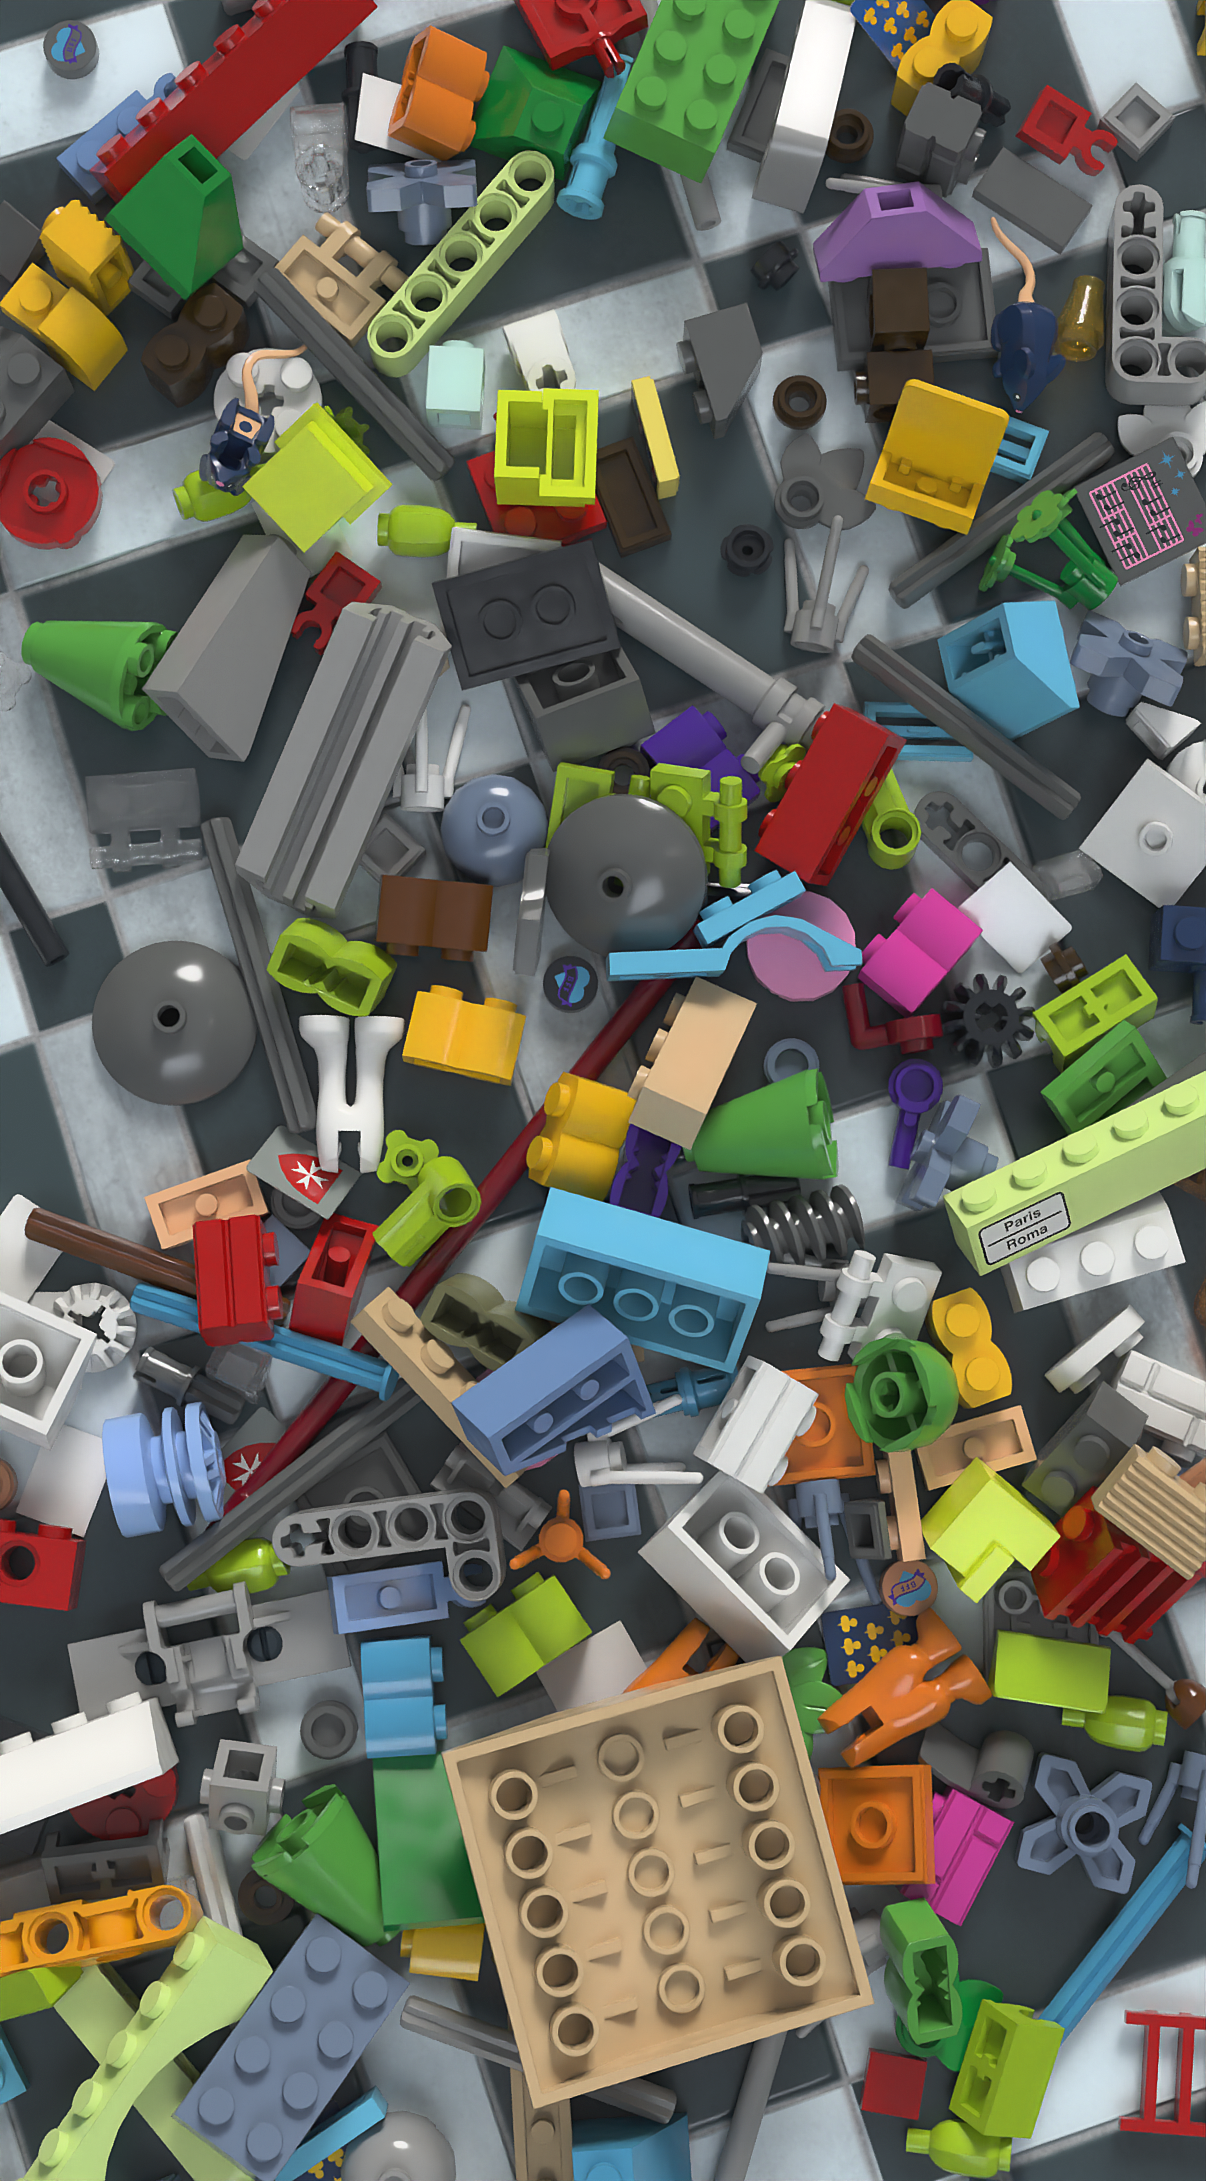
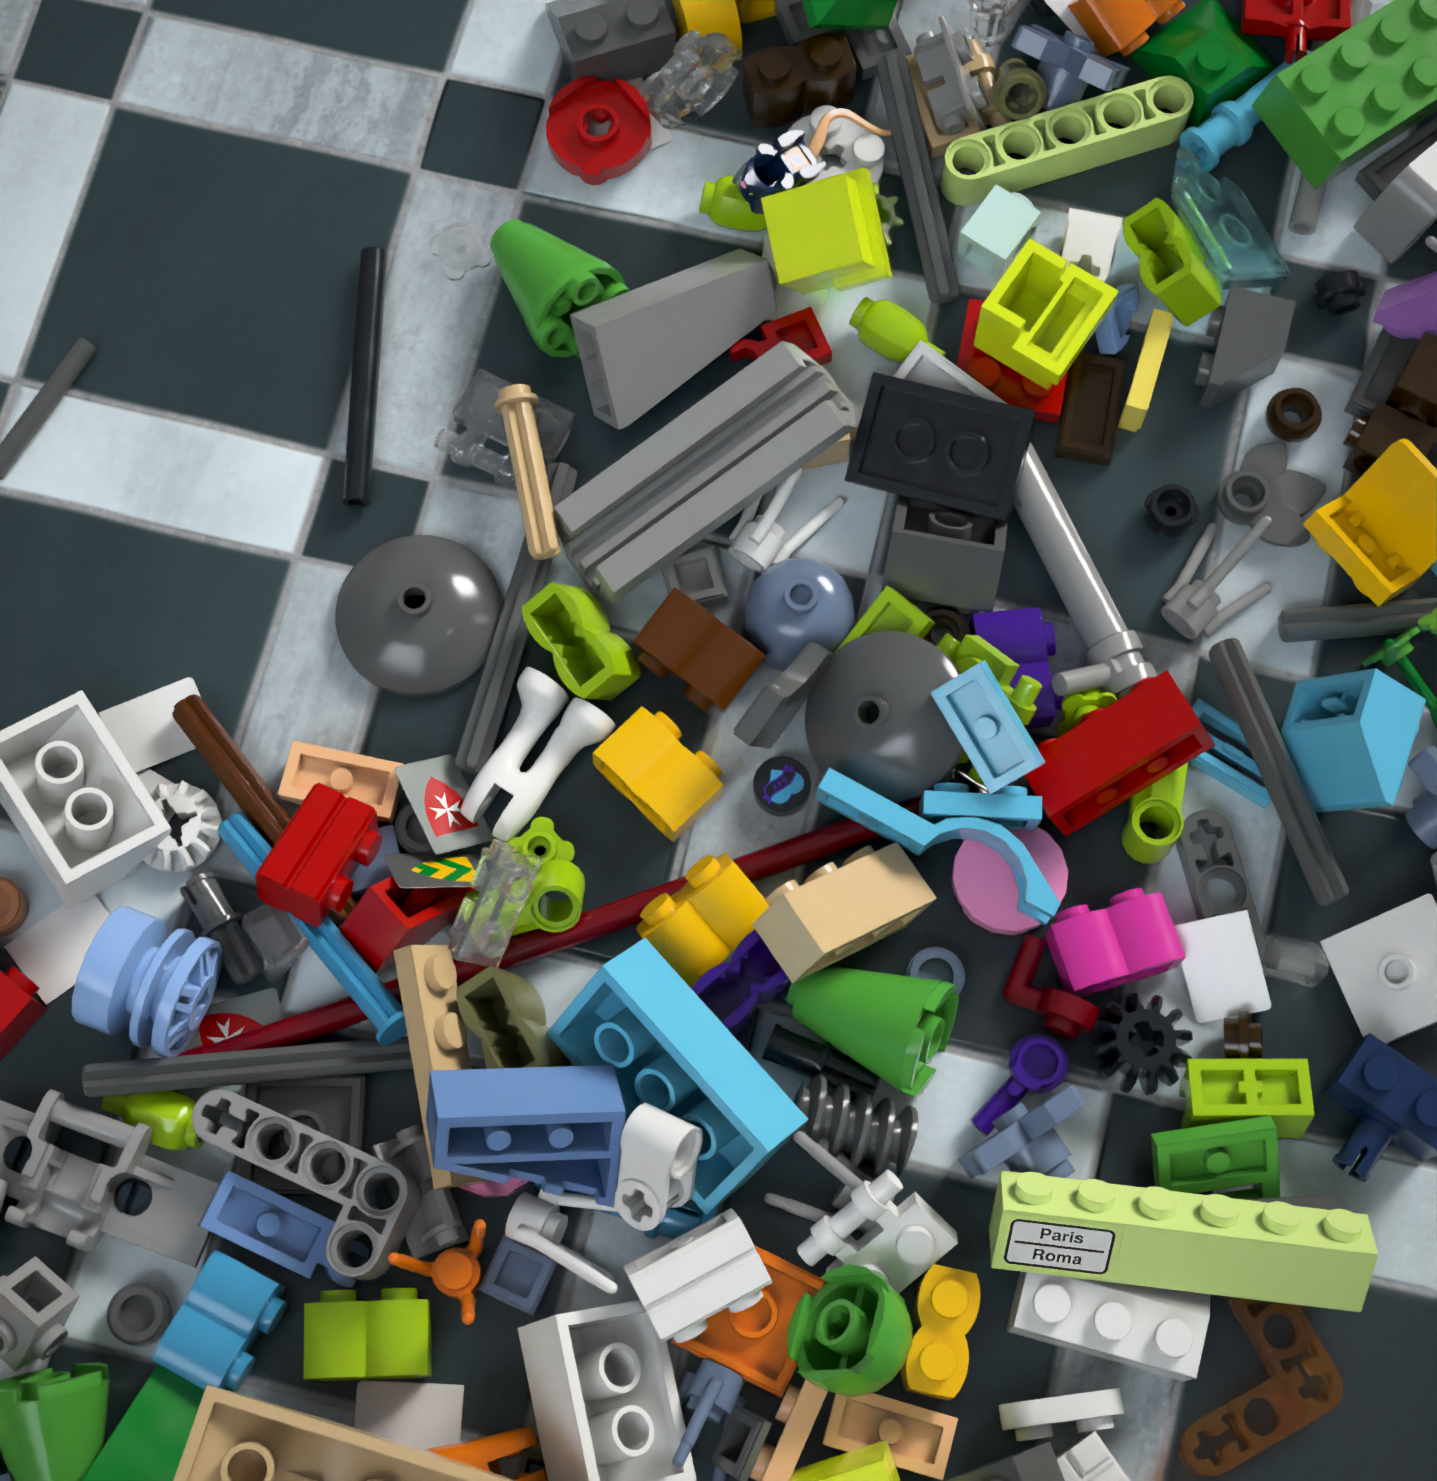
camera: 35 degrees right, 10 degrees down
(107, 401) = (692, 78): none -> clear plate
(192, 844) = (517, 407): none -> tan axle
(316, 252) = (946, 58): none -> light grey hinge
(347, 1226) = (433, 870): none -> dark grey sticker
(395, 244) = (1018, 90): none -> olive cone
(409, 1257) = (486, 924): none -> clear hinge
(608, 421) = (1112, 329): none -> light blue tile
(621, 328) = (1171, 262): none -> lime brick
(644, 265) = (1224, 227): none -> clear light blue tile
(673, 1362) = (655, 1165): none -> white piece
(718, 842) = (987, 727): none -> medium azure plate

